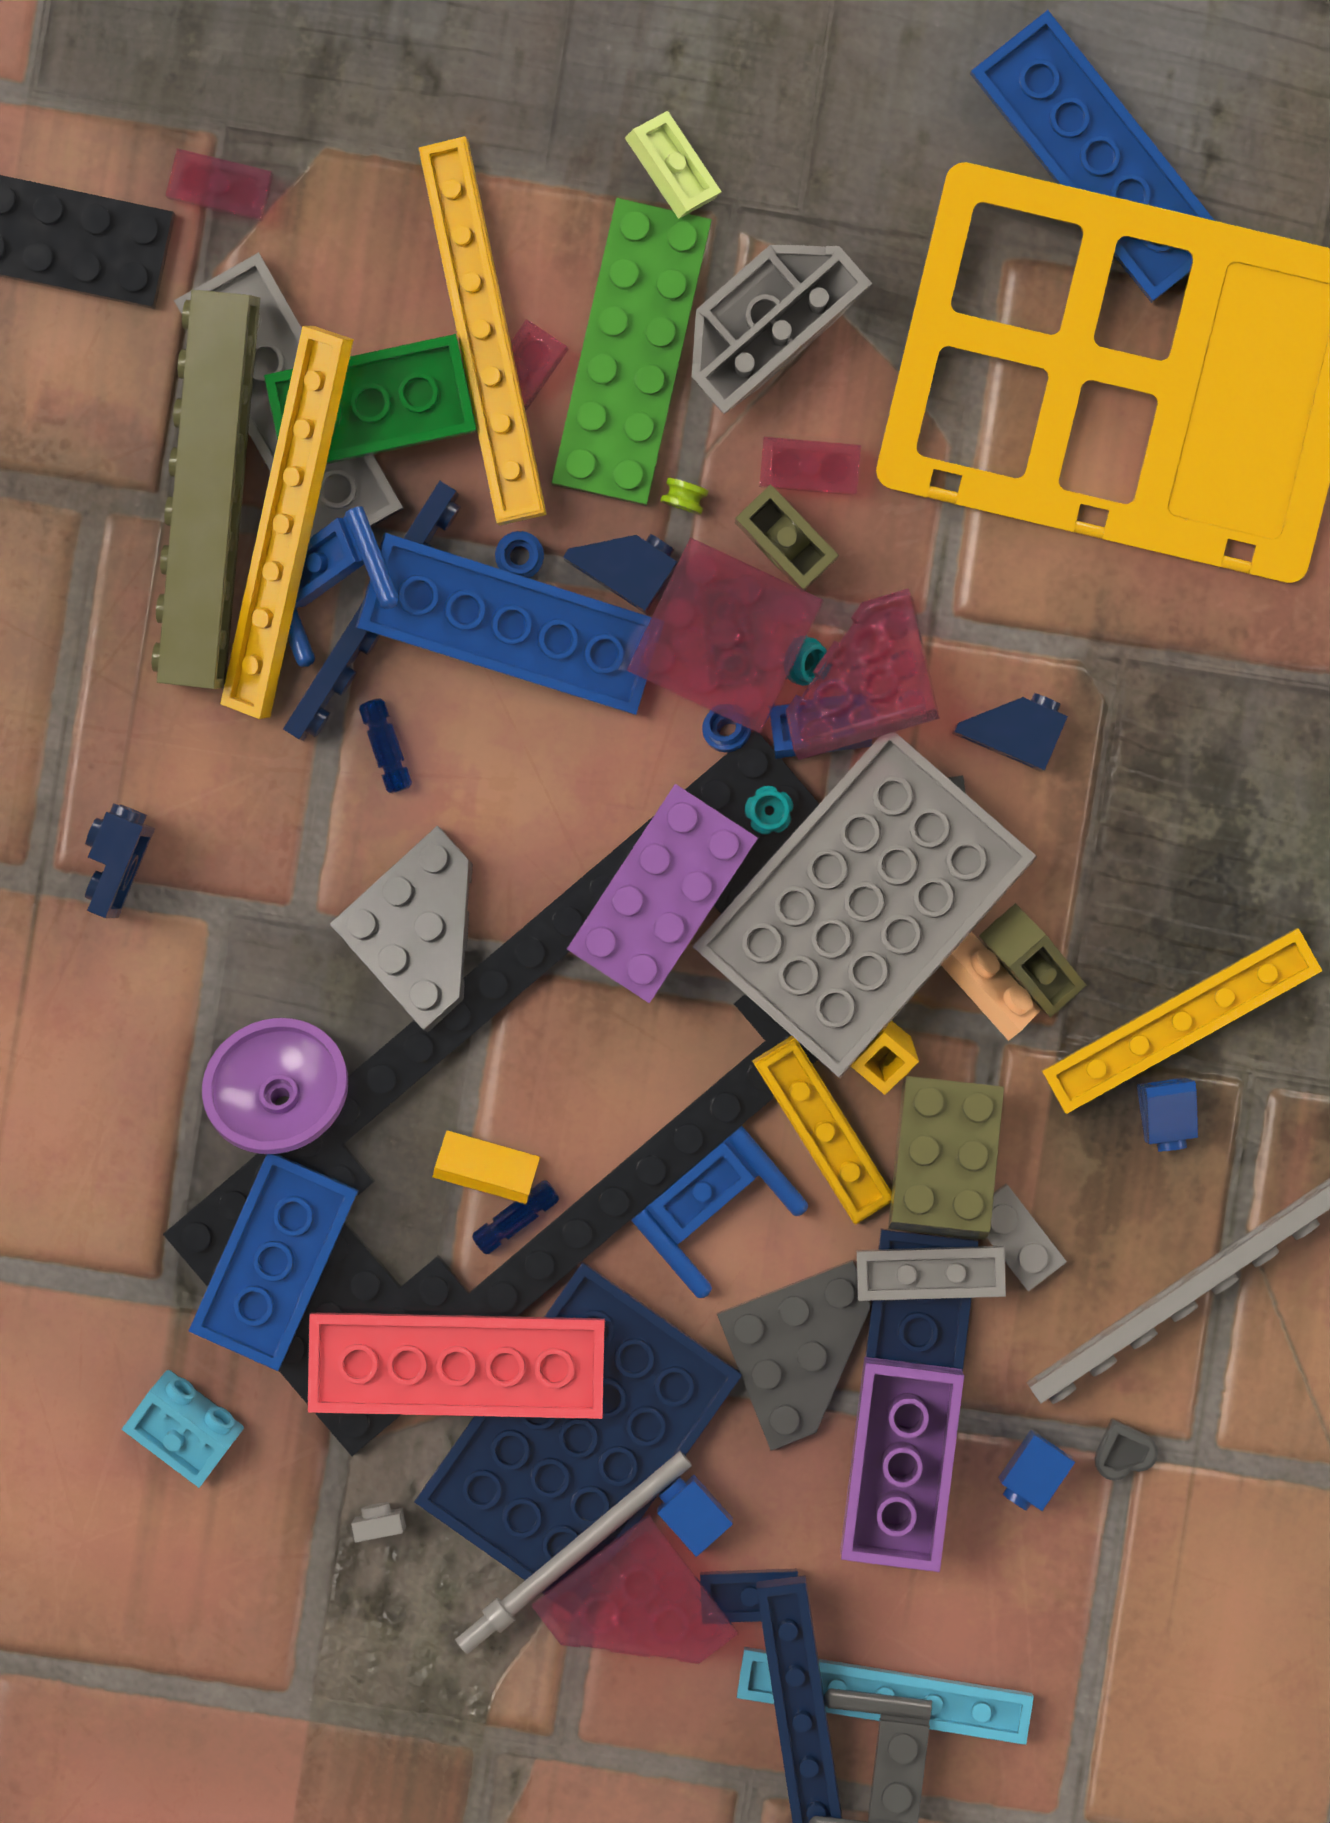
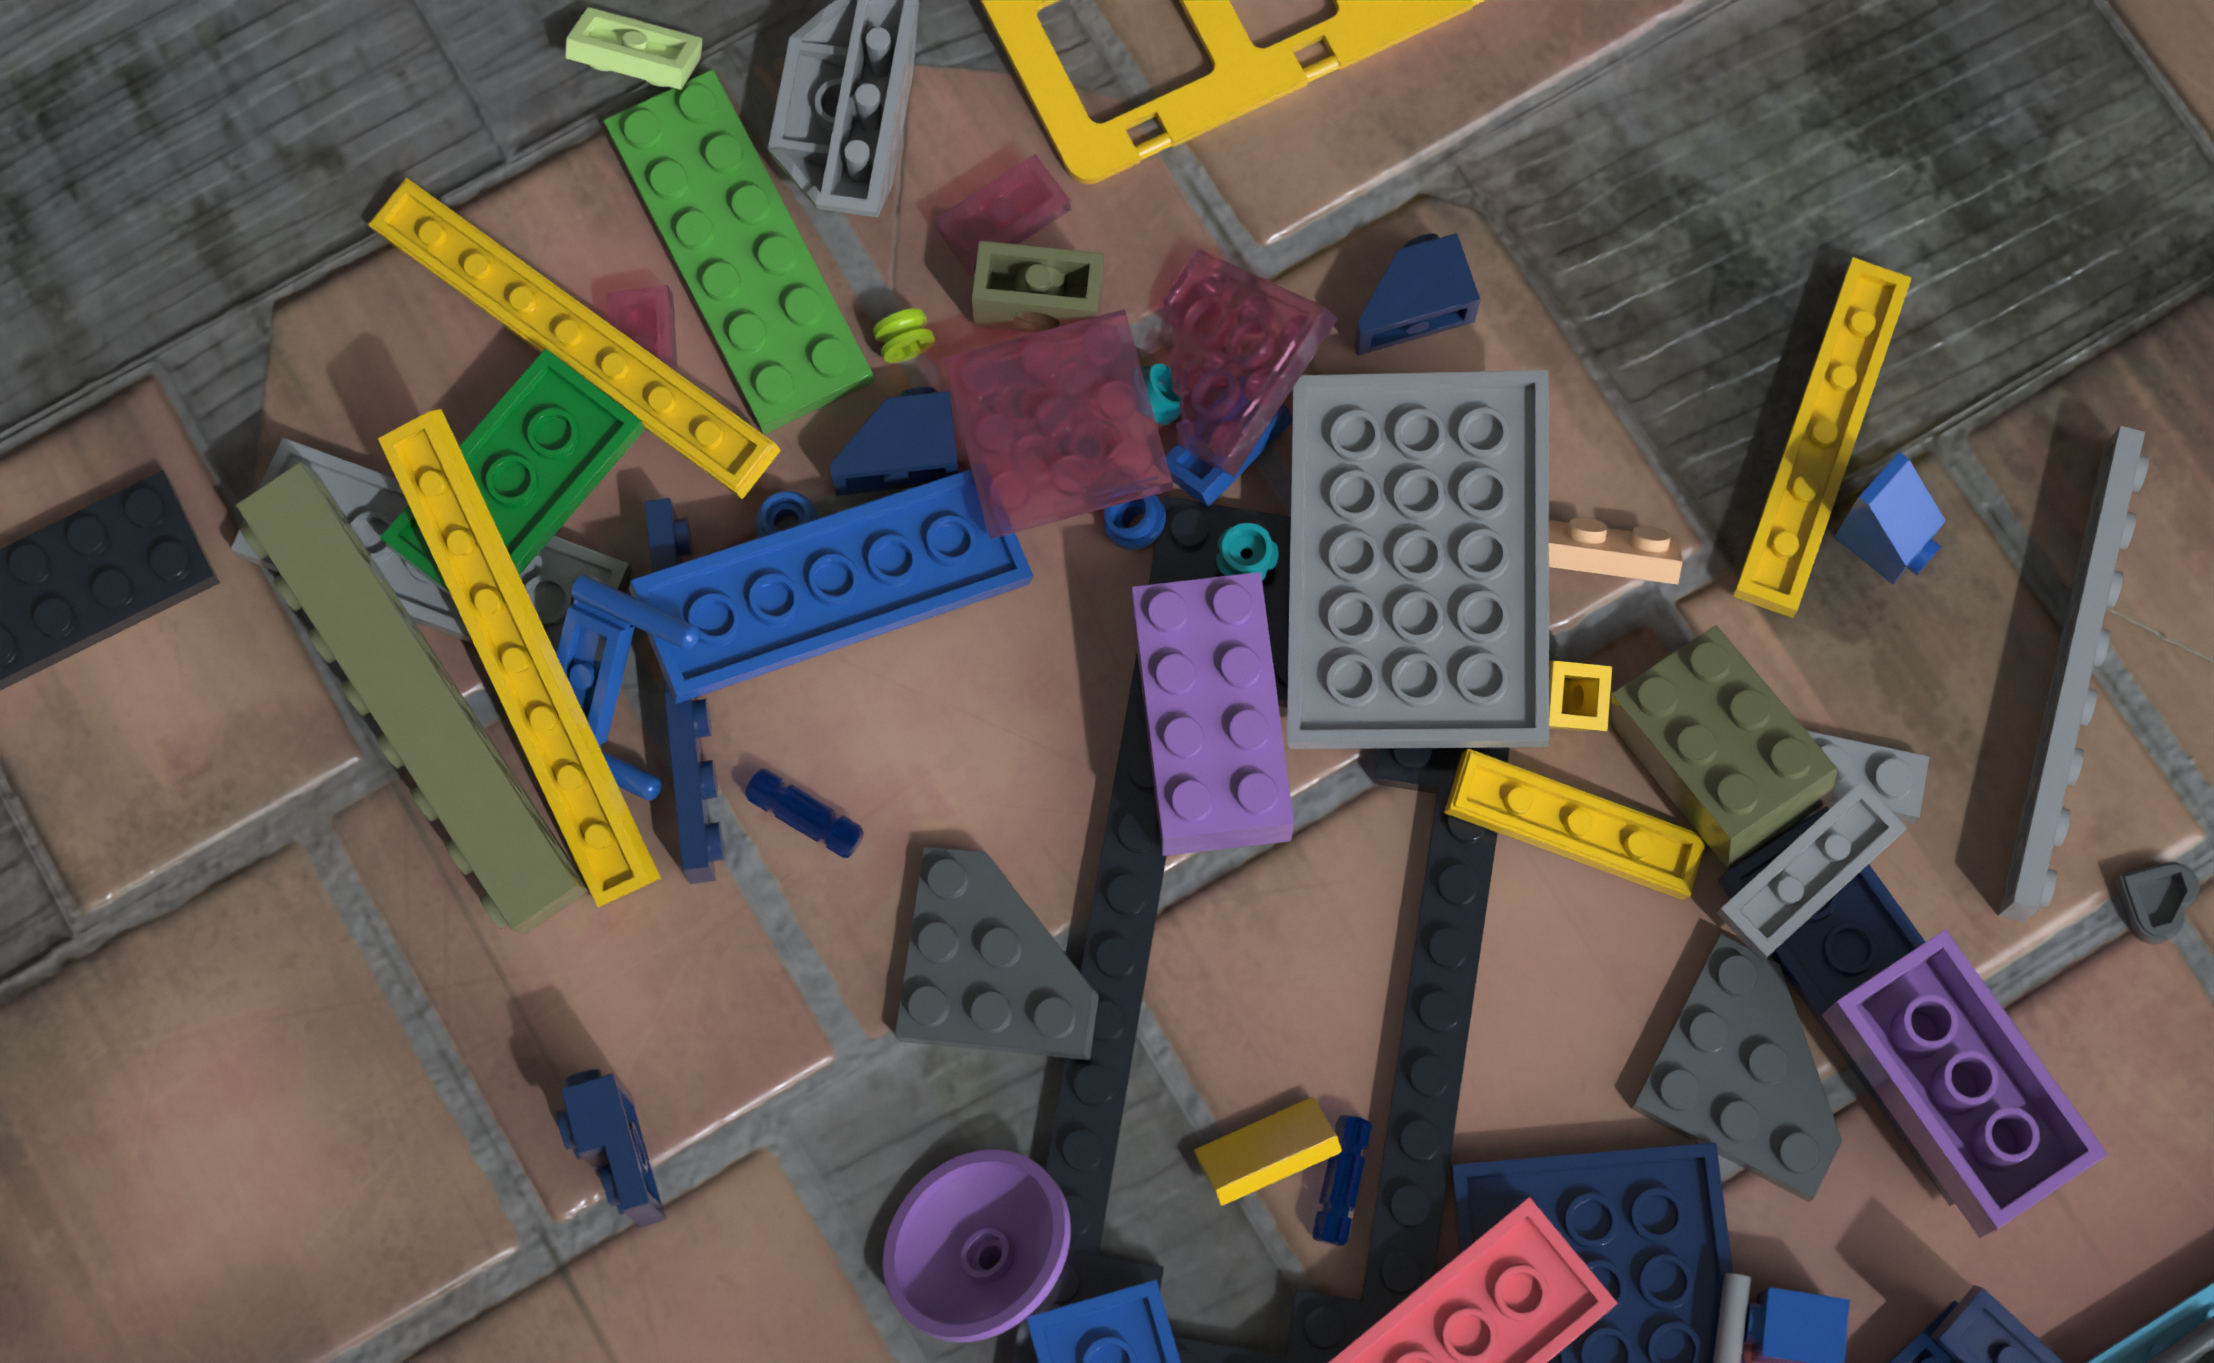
camera: 35 degrees left, 15 degrees down
(219, 185) = (191, 409): clear pink plate -> none
(704, 1192) = (1512, 990): blue plate -> none
(1032, 960) = (1628, 489): olive slope -> none
(1035, 1472) = (2095, 987): blue brick -> none

